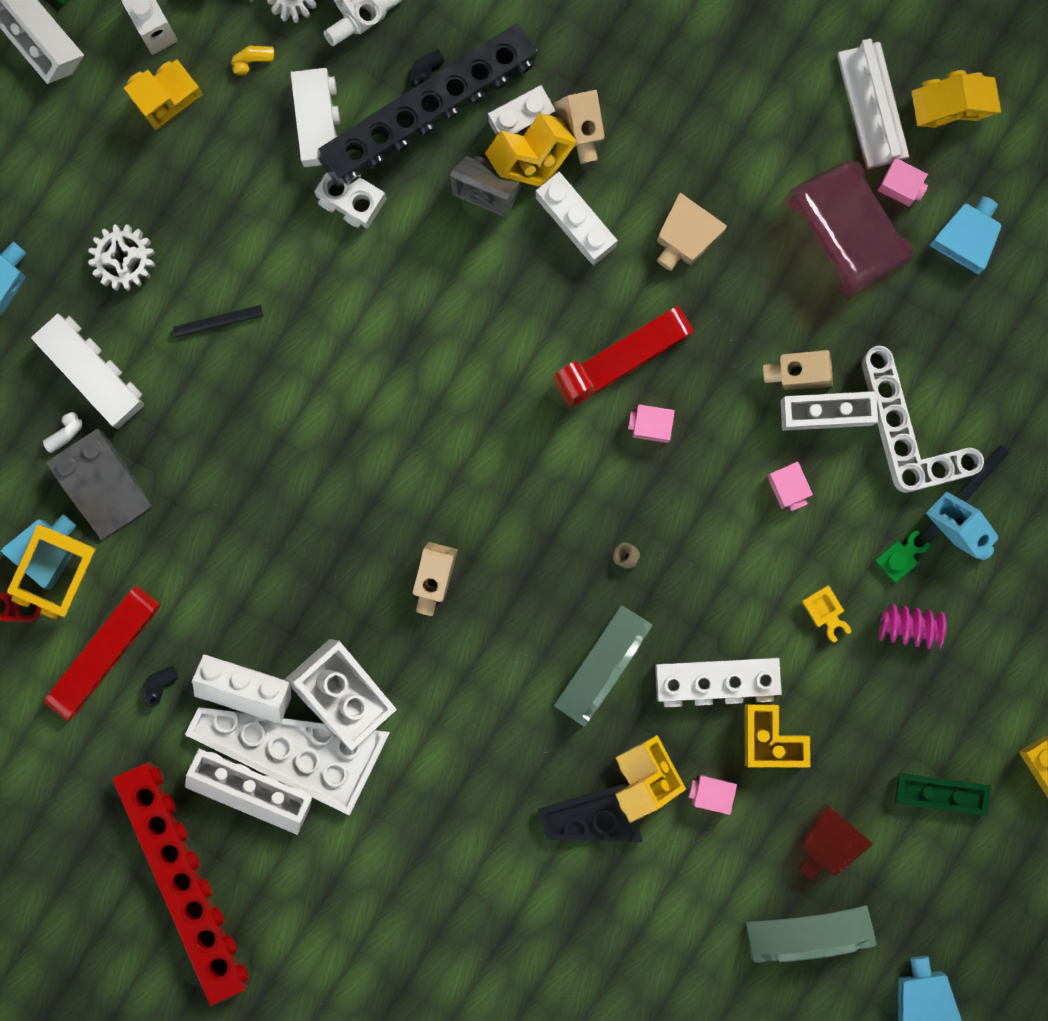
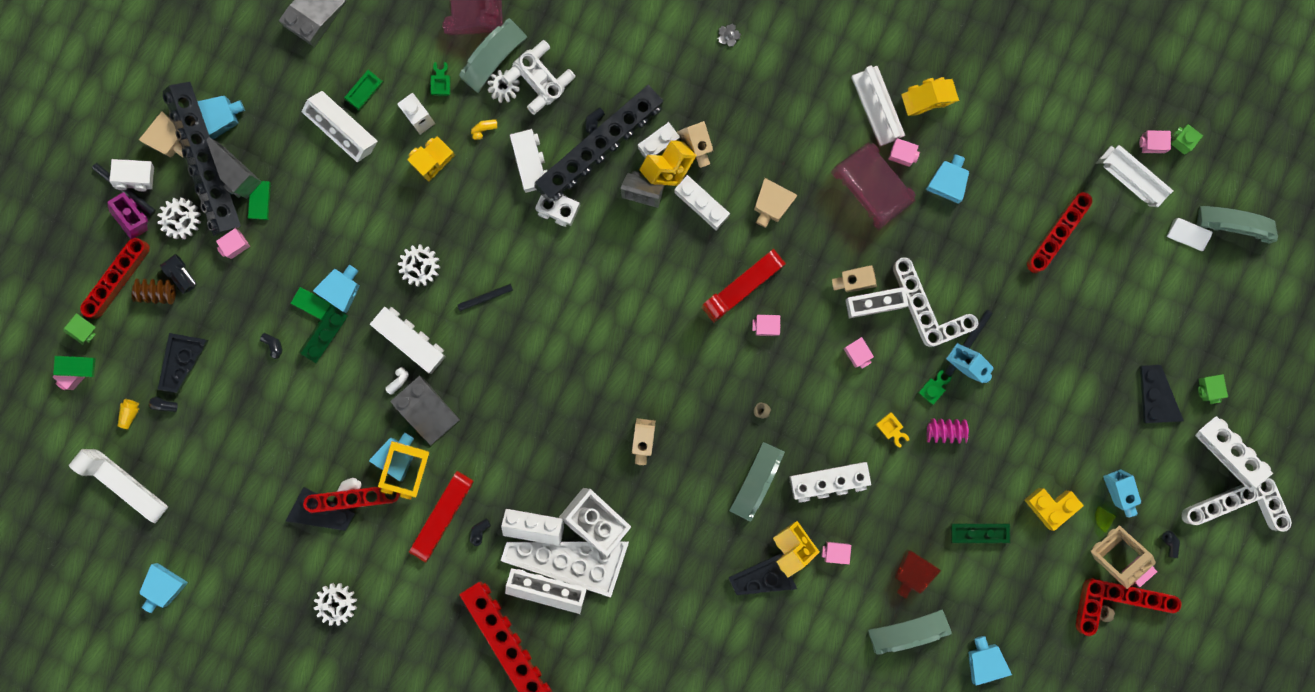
camera: 10 degrees left, 0 degrees up
(764, 744) = (867, 519): yellow brick -> none

